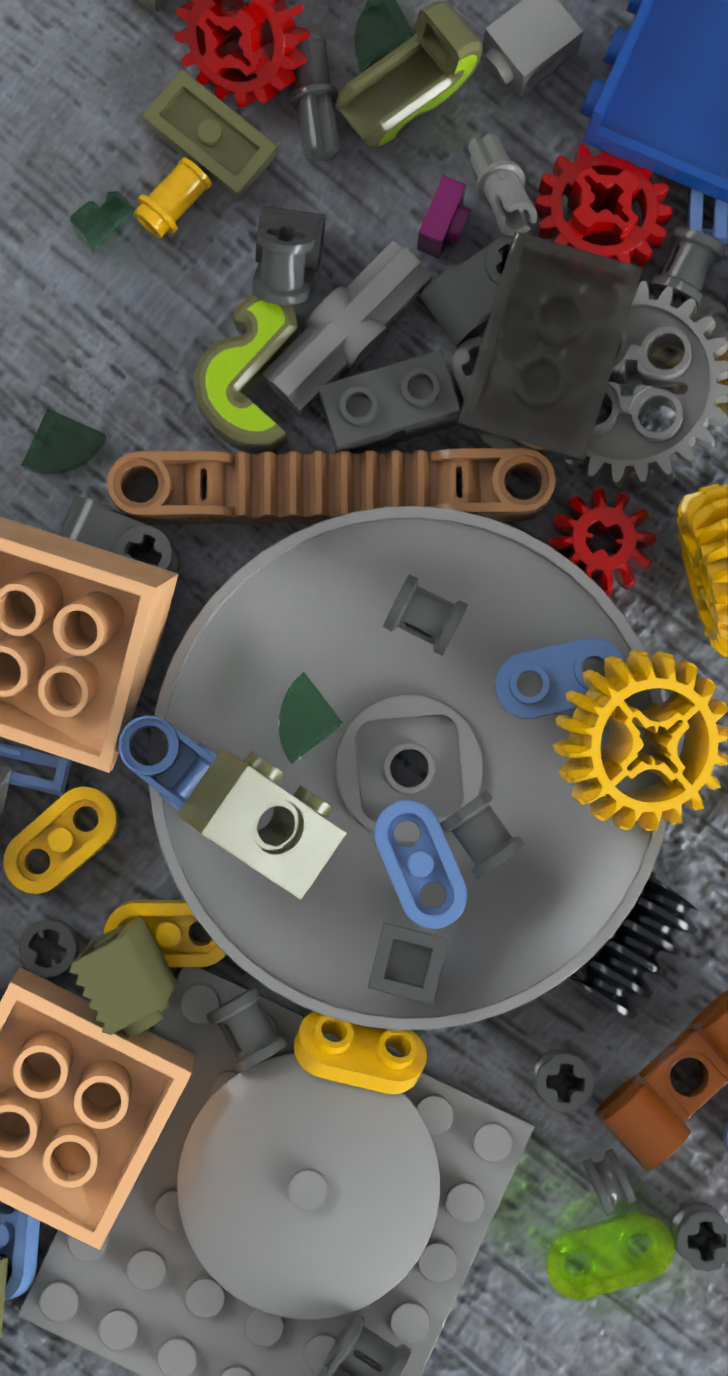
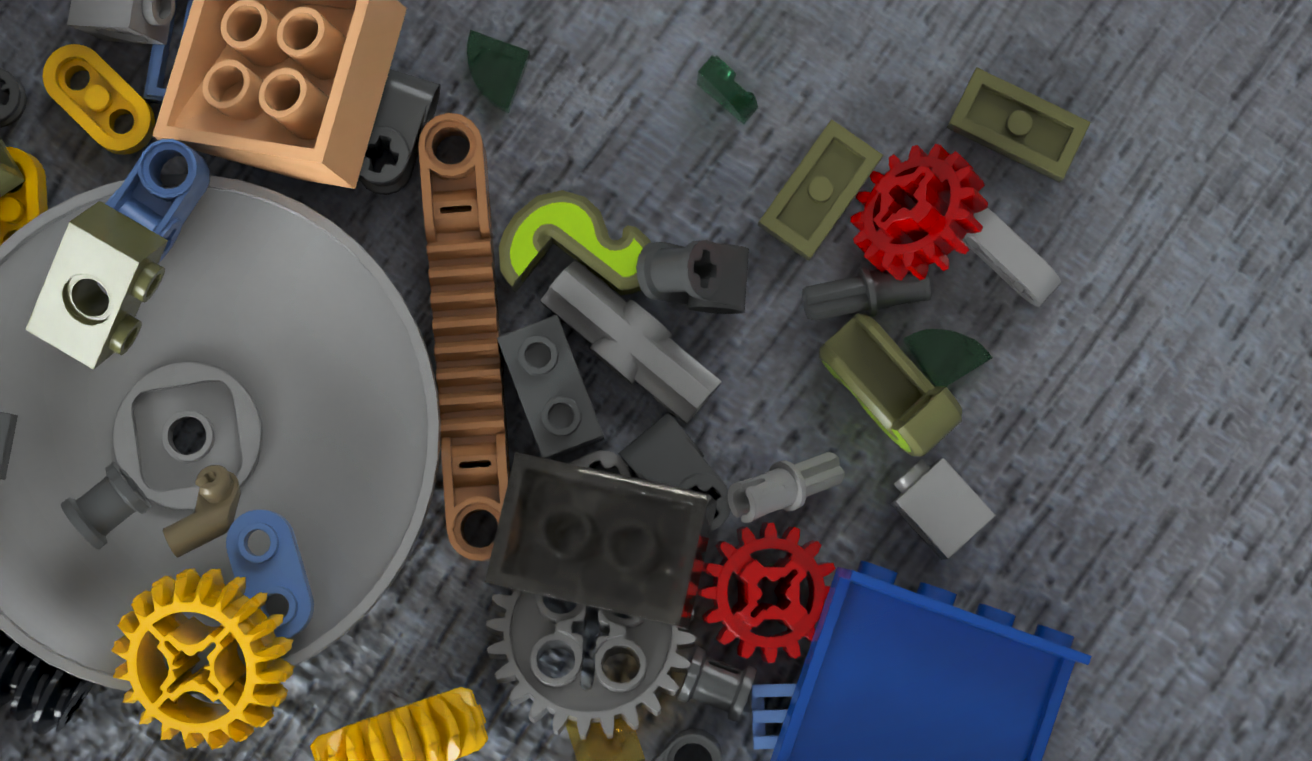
camera: 85 degrees right, 0 degrees up
(171, 198) = (751, 156): yellow pin -> none
(305, 719) = (214, 324): clear green tile -> none
(422, 863) = (75, 446): medium blue plate -> none
(425, 615) = (321, 434): dark grey bush -> none
(444, 219) = (749, 433): magenta plate -> none
(496, 731) = (213, 511): none -> dark tan arm
(604, 521) = (449, 616): red gear -> none

